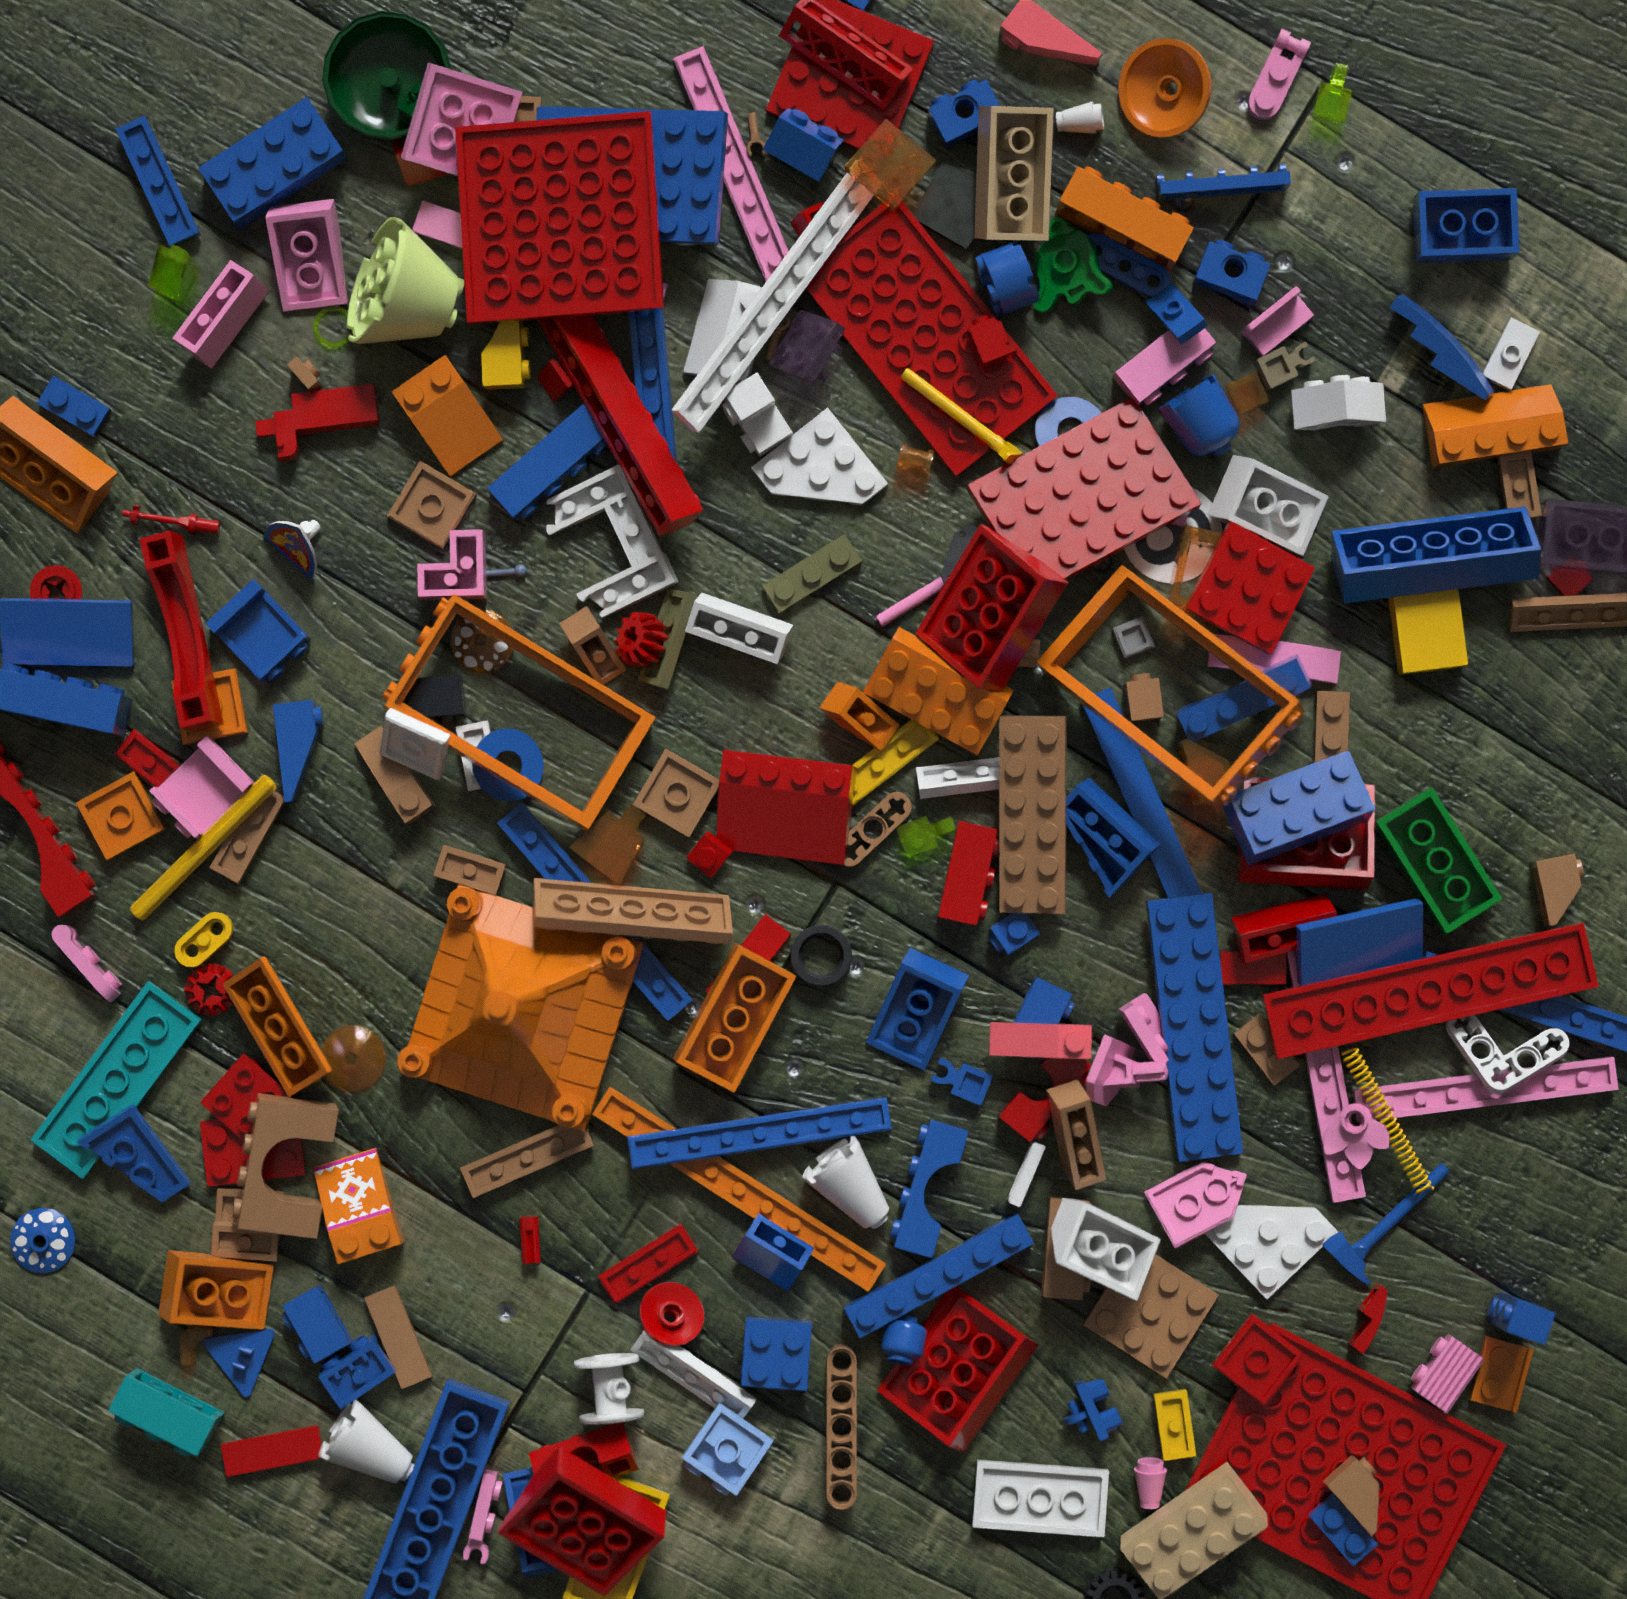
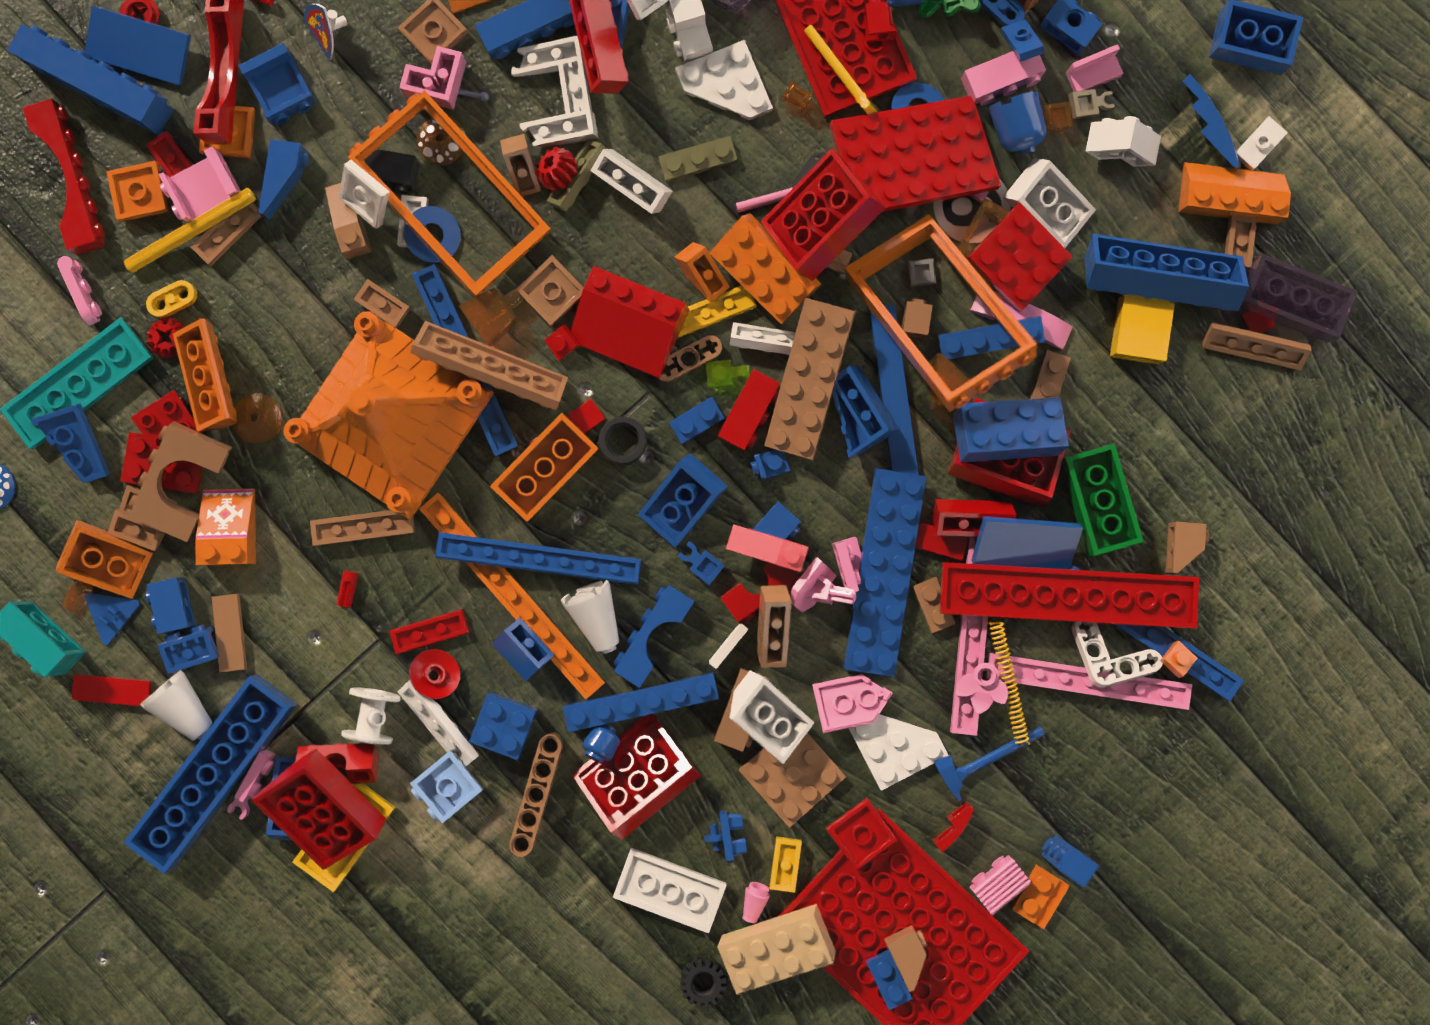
camera: 20 degrees right, 0 degrees up
(905, 903) = (696, 420): none -> blue plate
(1587, 1031) = (1178, 659): none -> orange plate

